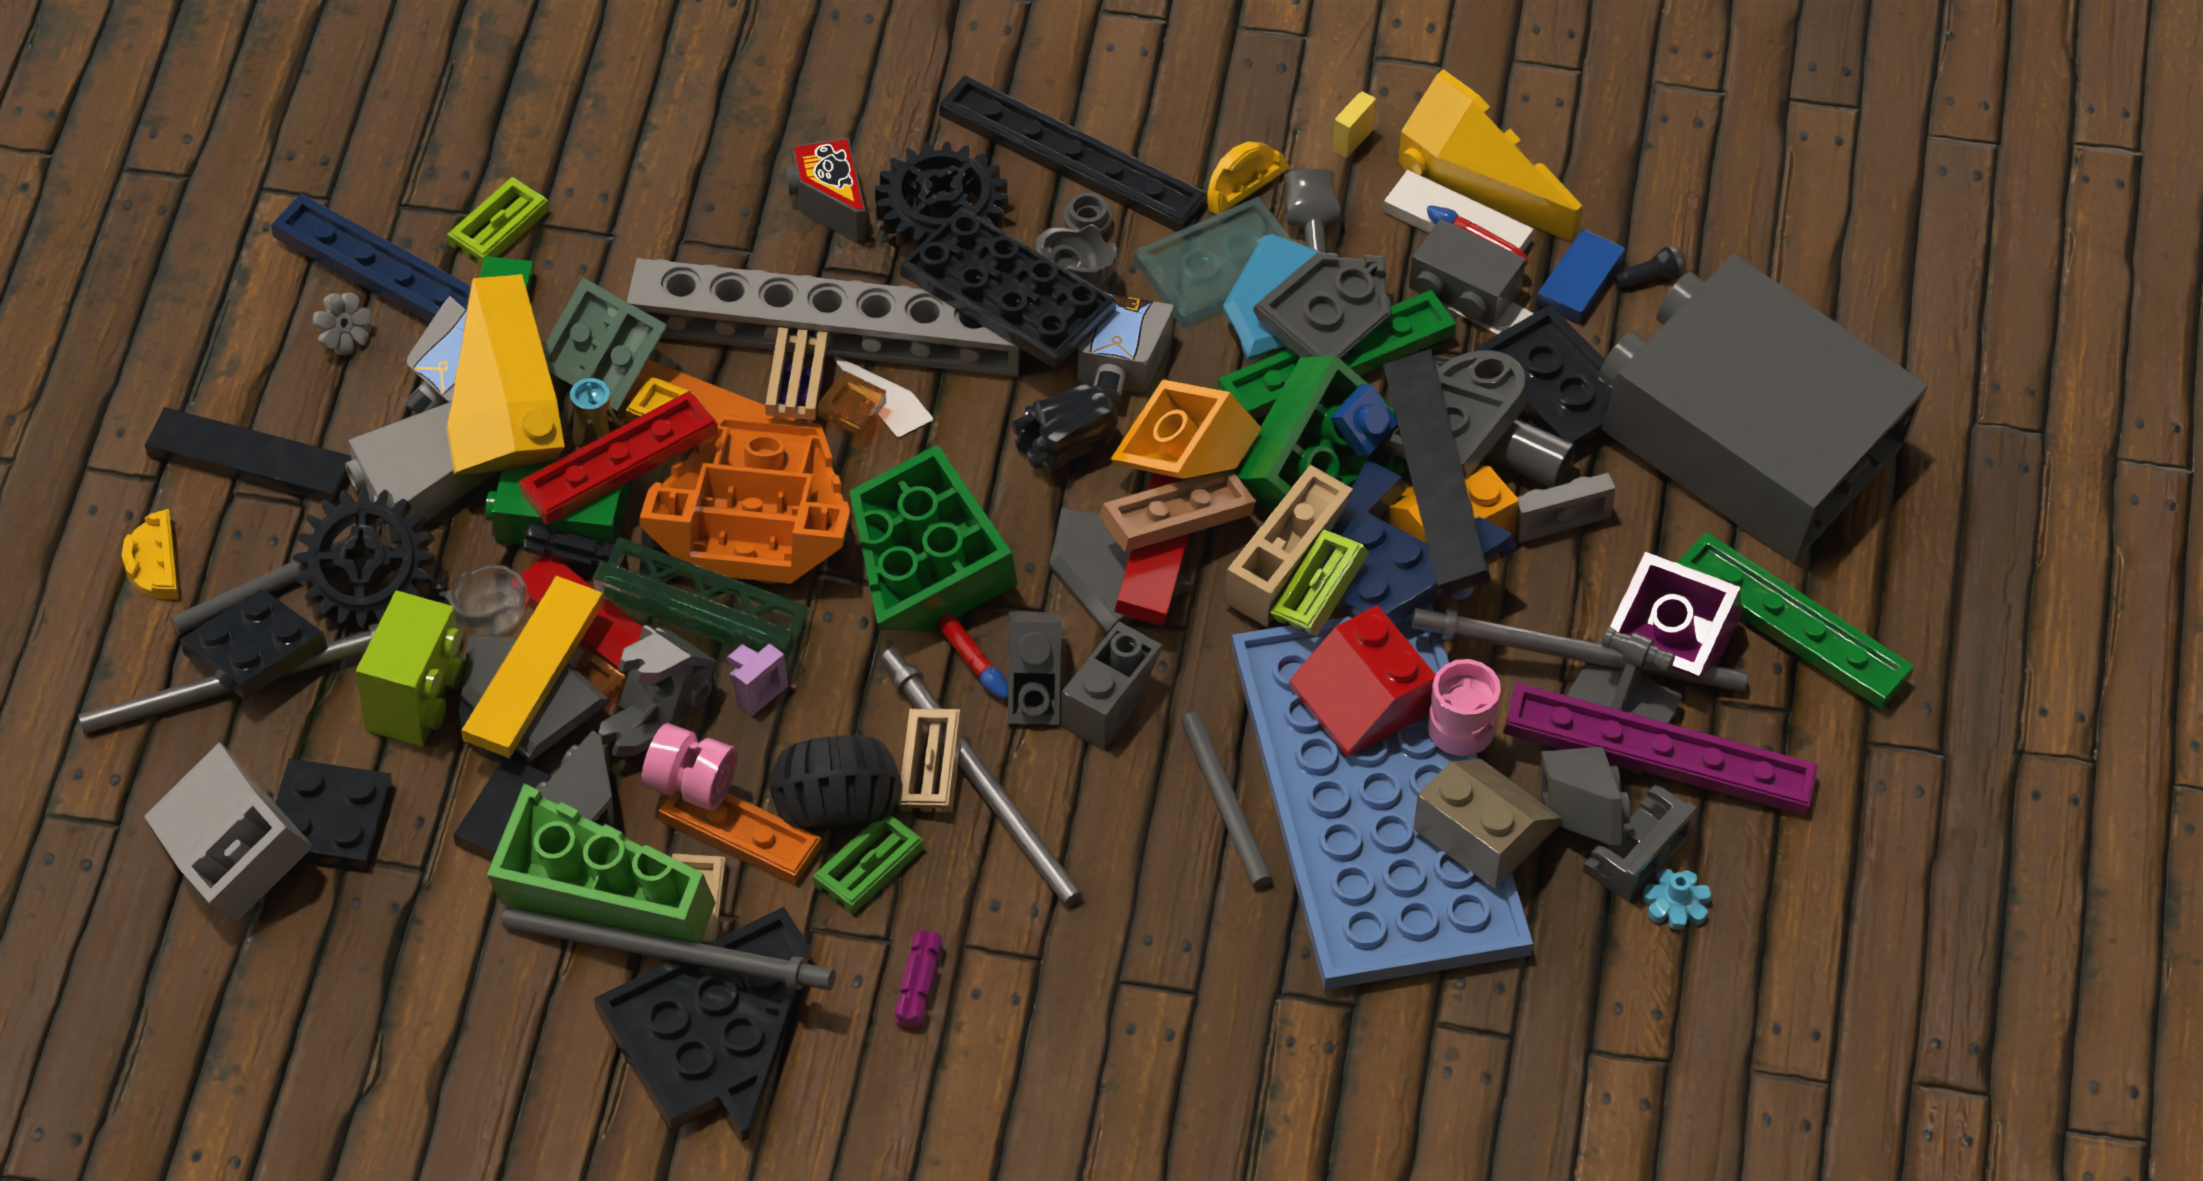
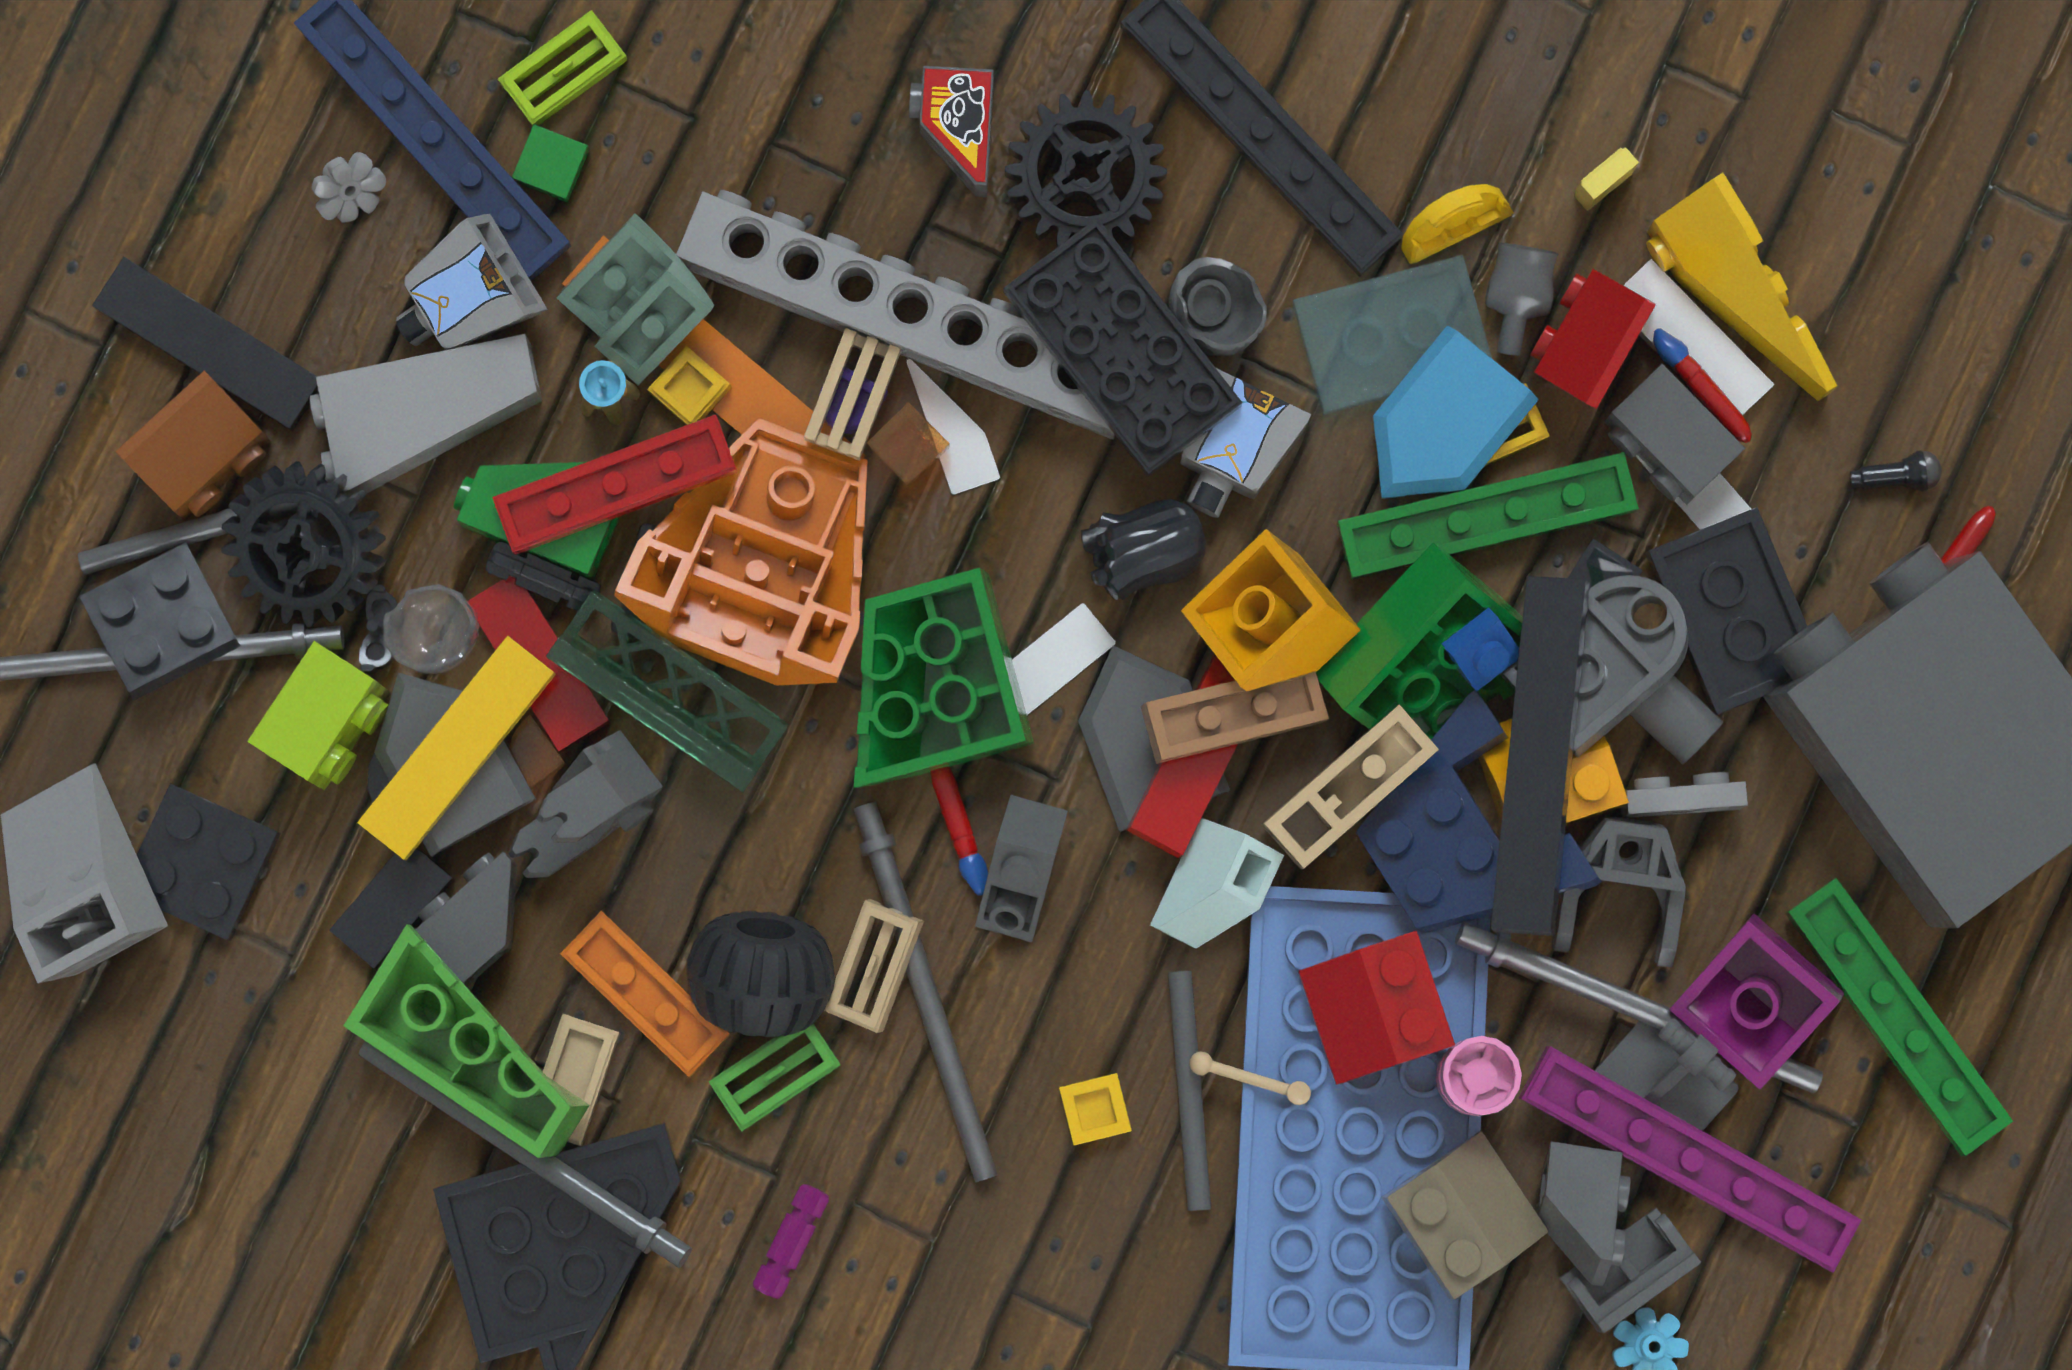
camera: 15 degrees right, 30 degrees up
(151, 558) = (72, 459): yellow tile -> none
(254, 508) = (195, 447): none -> dark orange slope
(503, 391) = (496, 374): yellow wedge -> none
(684, 765) = (581, 917): bright pink wheel -> none
(757, 676) = (707, 807): lavender tile -> none
(1026, 521) = (1060, 656): none -> white sticker
(1085, 210) = (1252, 215): dark grey plate -> none
(1109, 685) = (1098, 920): dark grey slope -> none
(1150, 829) = (1095, 1109): none -> yellow tile
(1201, 636) = (1215, 884): none -> light aqua slope
(1317, 767) = (1297, 1092): none -> tan hinge
(1326, 583) = (1379, 876): lime tile -> none
(1327, 304) = (1492, 461): dark grey tile -> none
(1382, 208) = (1592, 337): none -> red slope
(1556, 553) = (1650, 866): none -> dark grey piece
(1581, 275) = (1810, 462): blue tile -> none

